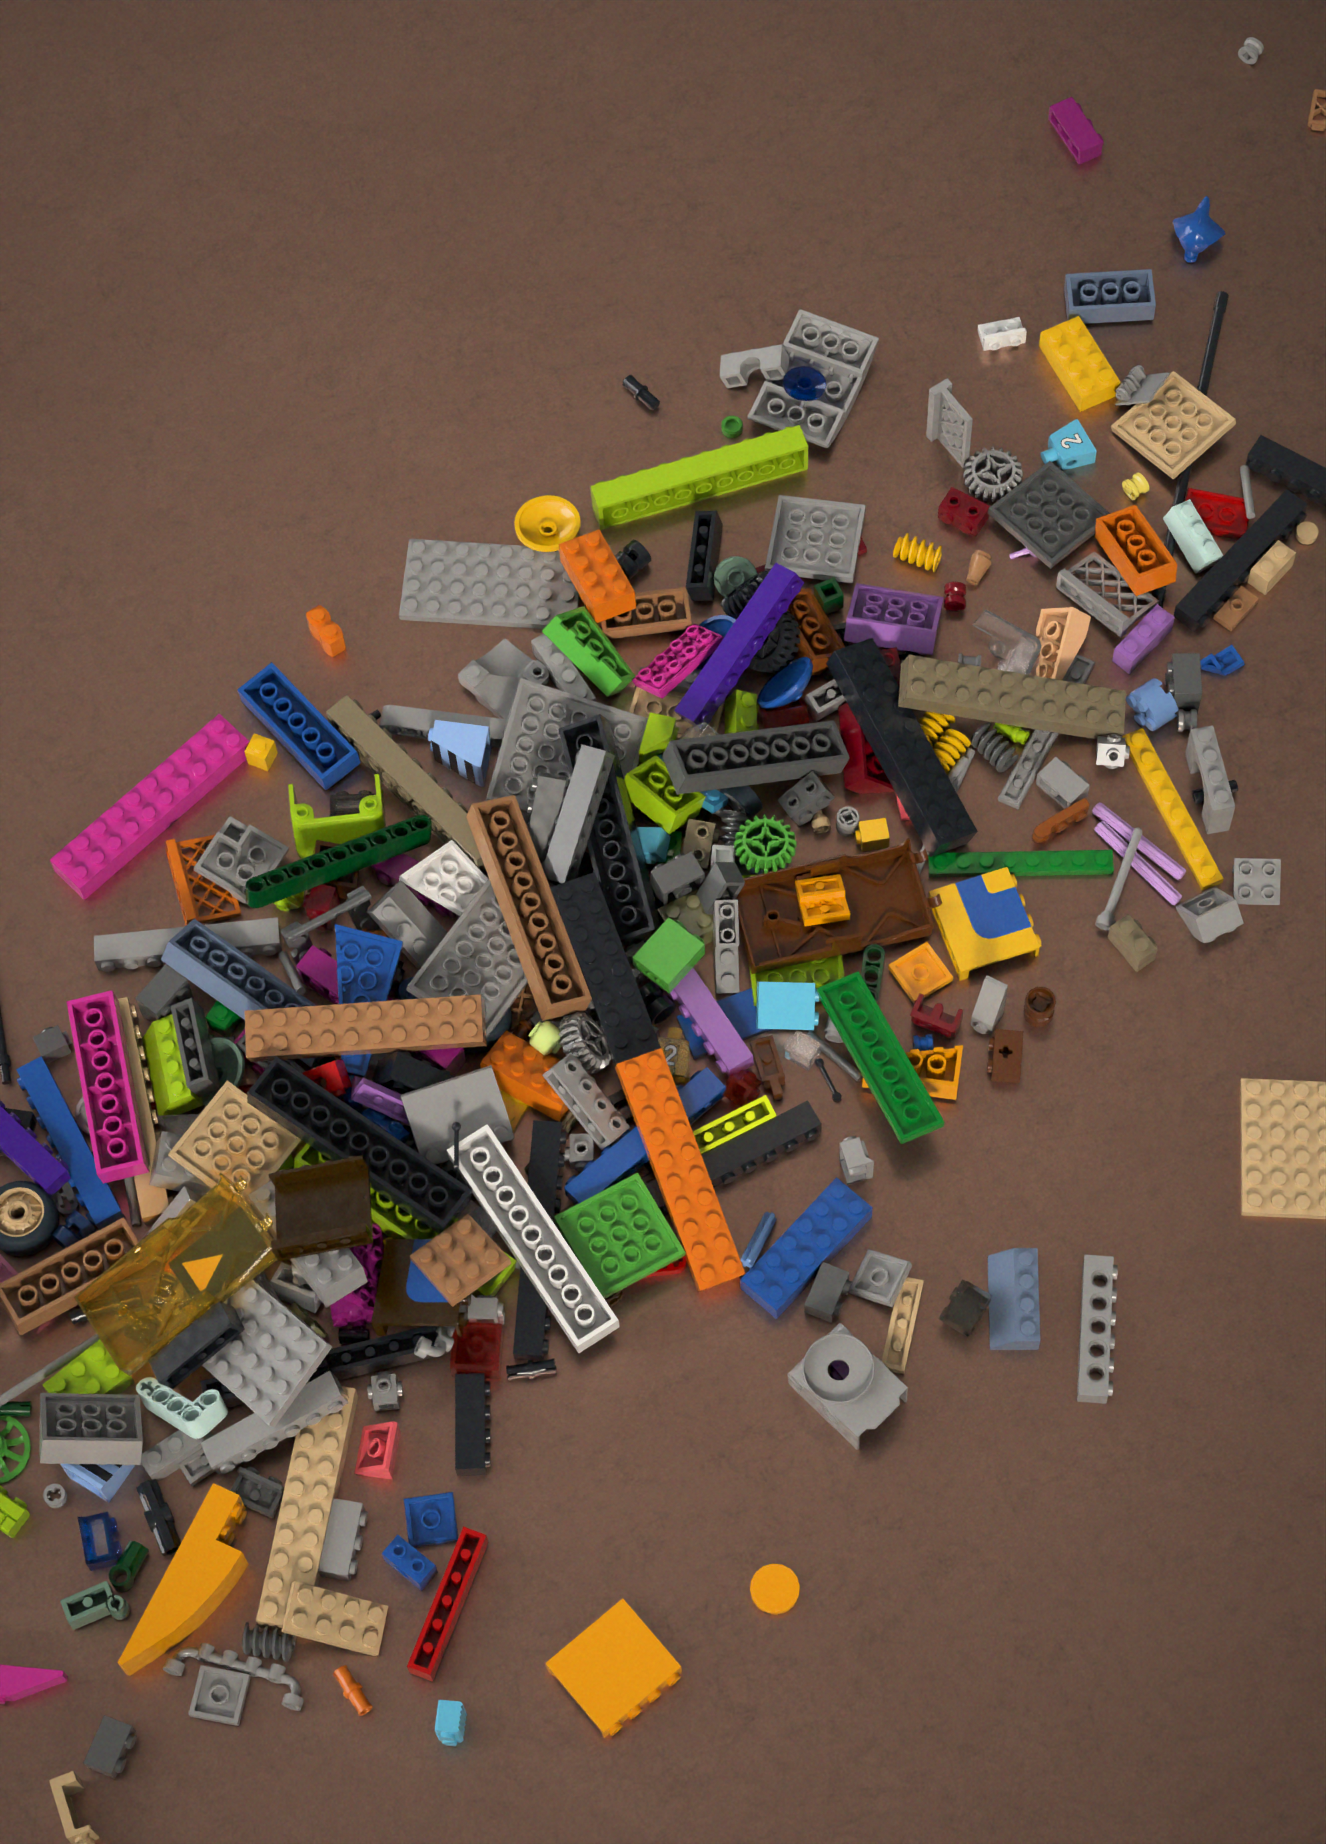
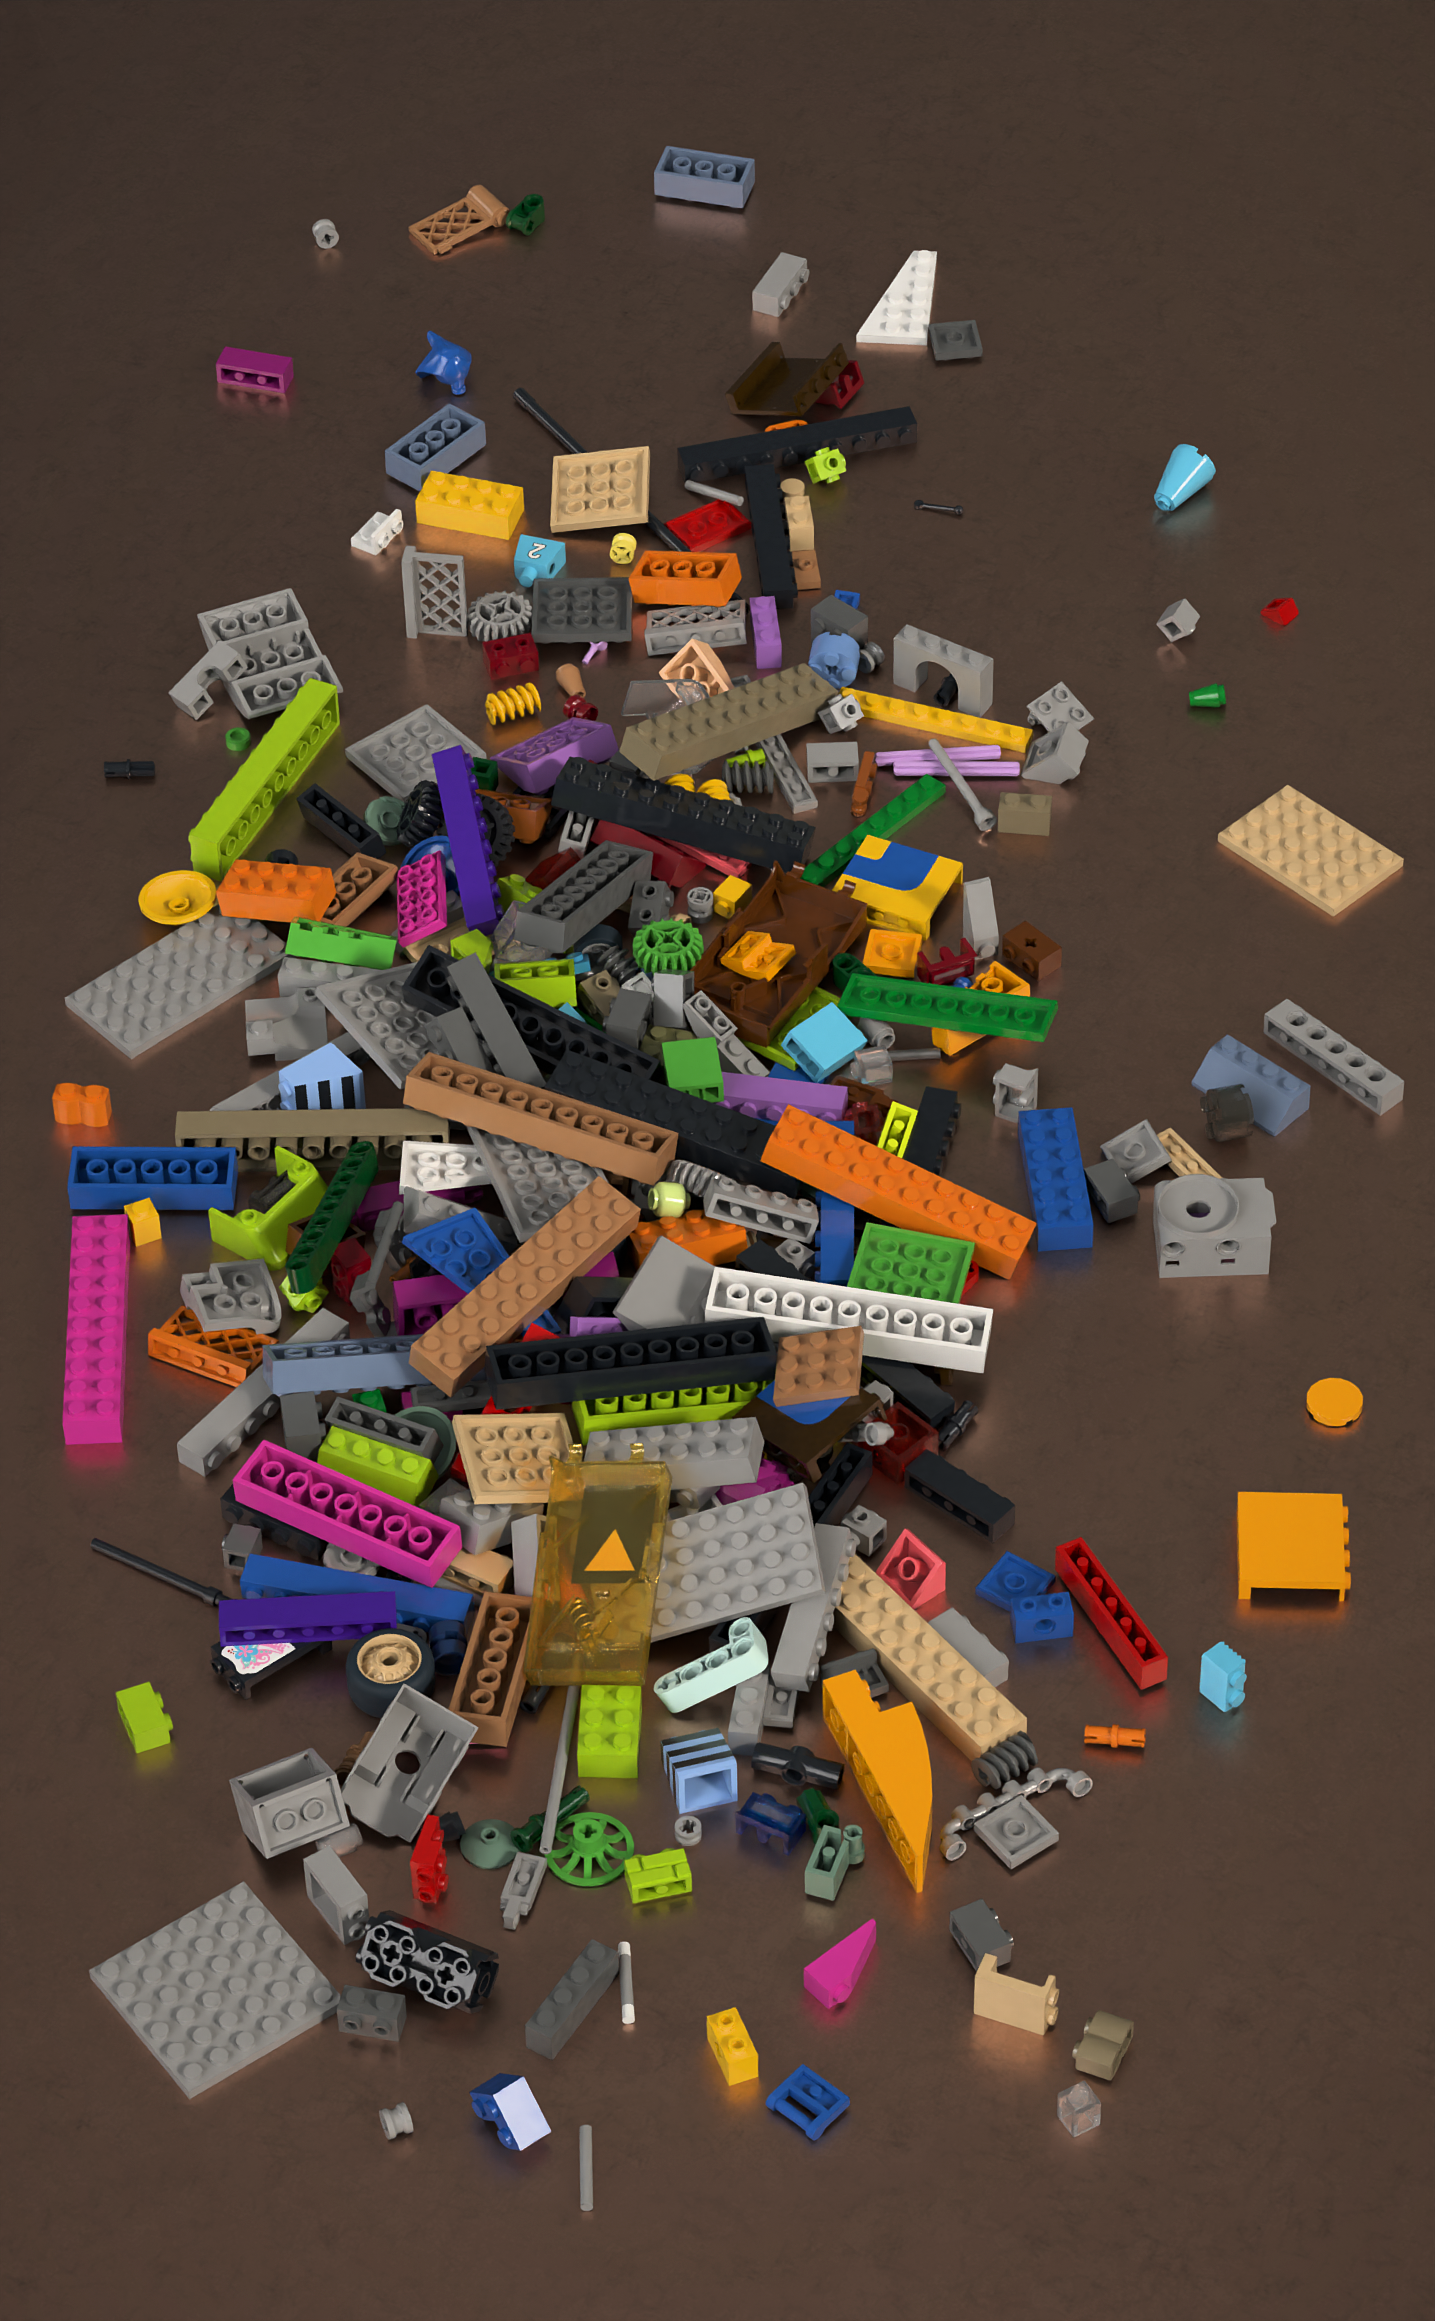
camera: 50 degrees left, 20 degrees down
(90, 1429) = (672, 1733): light grey slope -> none
(196, 1344) = (678, 1603): black brick -> none
(292, 973) = (410, 1329): light grey bar -> none
(322, 1208) = (667, 1409): dark brown panel -> none
(334, 1618) = (1039, 1694): tan plate -> none
(456, 1126) = (727, 1308): black hinge -> none
(758, 1239) = (1012, 1199): medium blue axle -> none
(786, 684) = (533, 844): blue dish -> none
(804, 383) = (269, 658): clear blue dish -> none
(836, 1095) = (937, 1078): black hinge -> none
(1039, 1006) = (1013, 901): reddish brown wheel -> none
(1139, 387) = (543, 484): light grey hinge -> none
(1192, 536) = (716, 537): light aqua brick -> none

